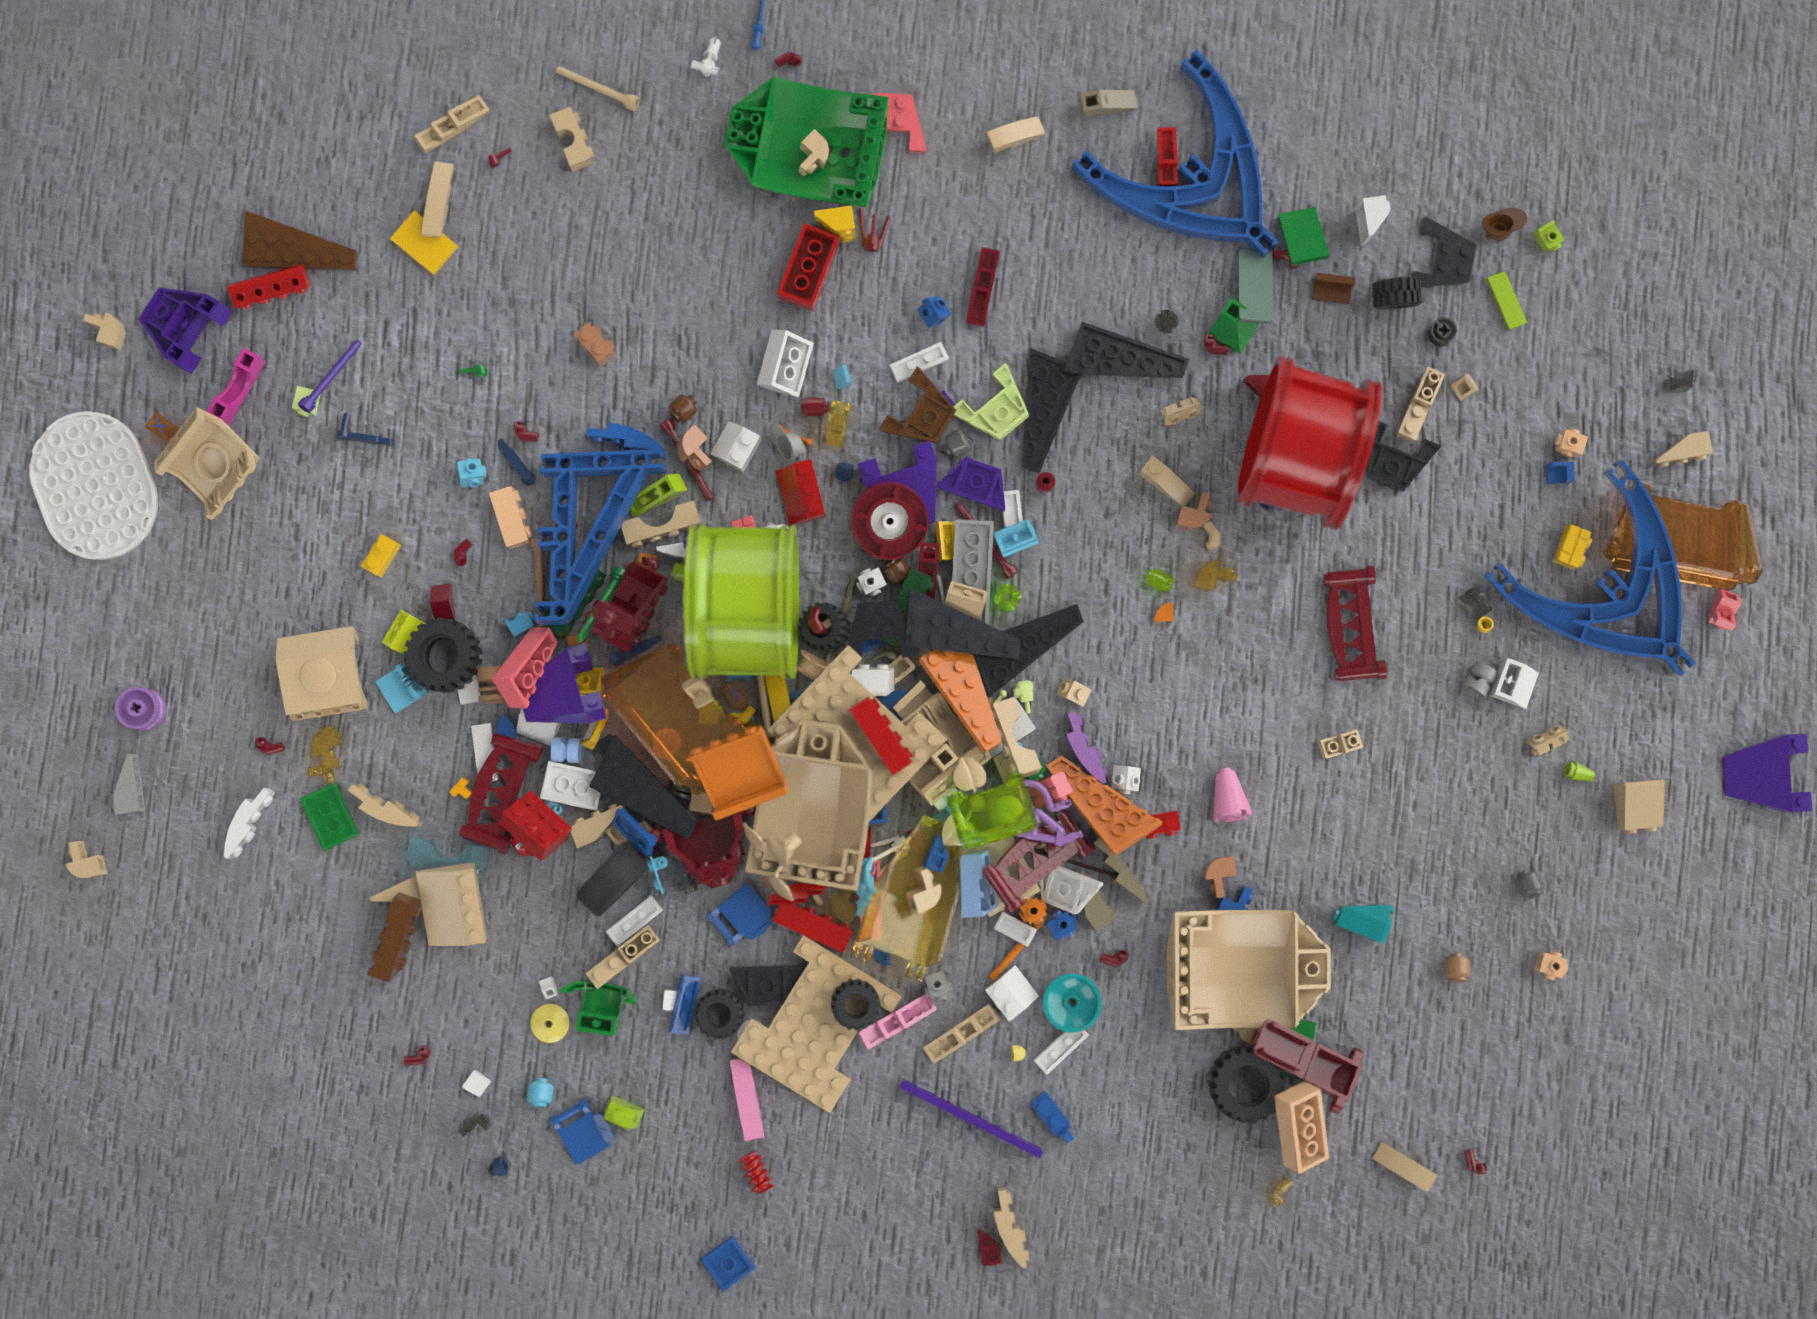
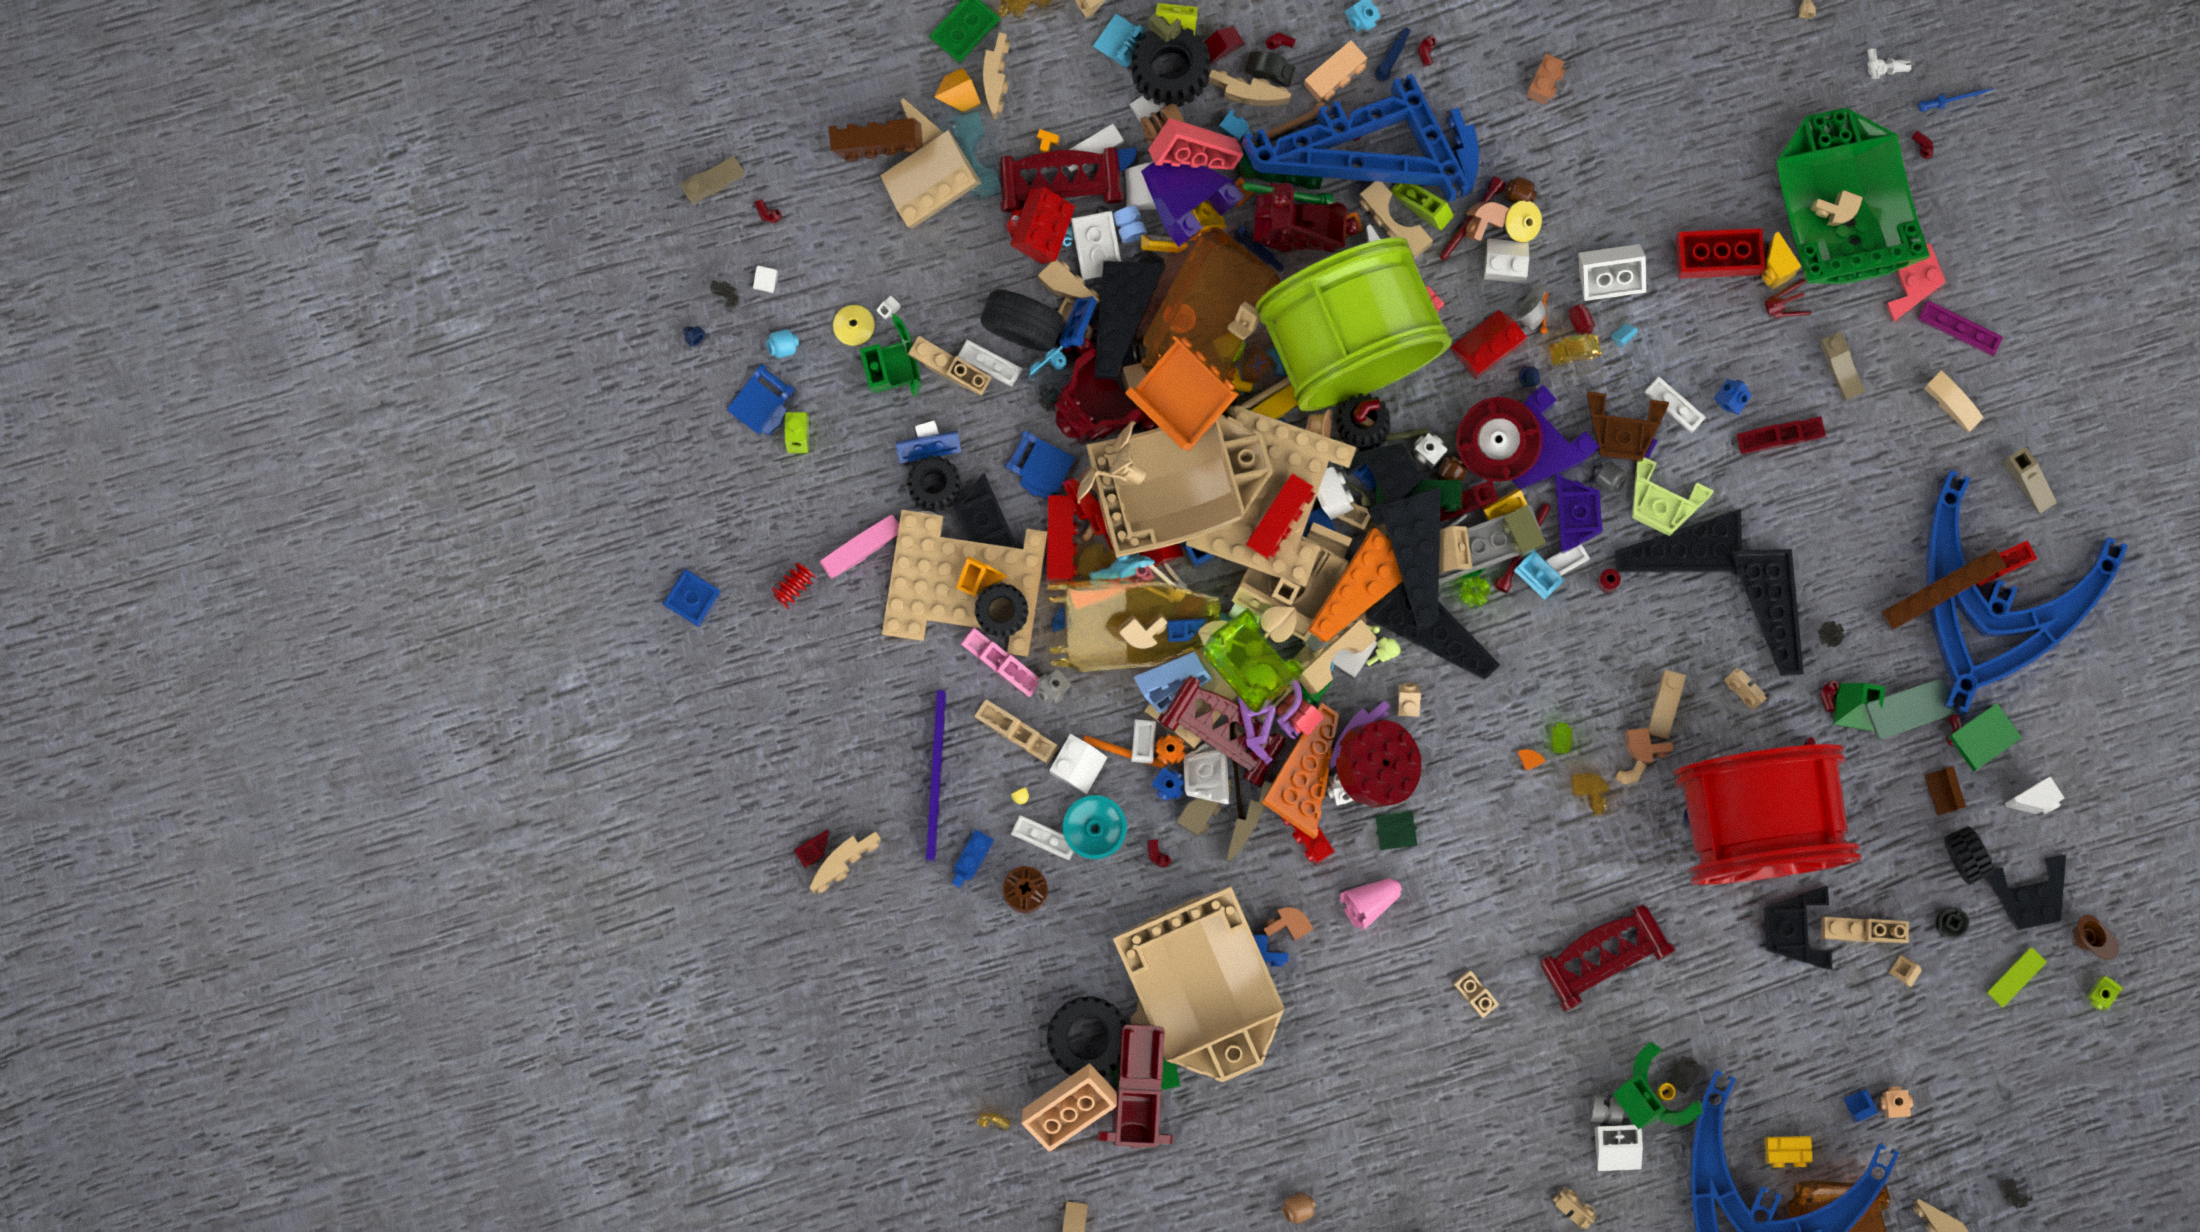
camera: 65 degrees right, 5 degrees down
(368, 1094) = (712, 180): none -> dark tan slope
(383, 847) = (958, 91): none -> light orange slope
(407, 650) = (1161, 27): none -> olive bracket
(481, 570) = (1270, 65): none -> pearl dark grey brick
(499, 591) = (1256, 94): none -> tan slope
(705, 422) = (1516, 221): none -> light yellow dish
(817, 1011) = (977, 577): none -> light orange slope
(946, 211) = (1841, 365): none -> dark tan slope
(955, 101) = (1960, 328): none -> magenta tile
(976, 535) = (1523, 531): none -> olive brick
(1089, 1084) = (1030, 901): none -> reddish brown wheel
(1121, 742) = (1379, 763): none -> dark red piece
(1170, 202) = (1943, 589): none -> reddish brown arch
(1177, 750) = (1396, 830): none -> clear green piece
(1365, 920) = (1306, 1091): teal slope -> none
(1489, 649) = (1641, 1102): none -> green piece

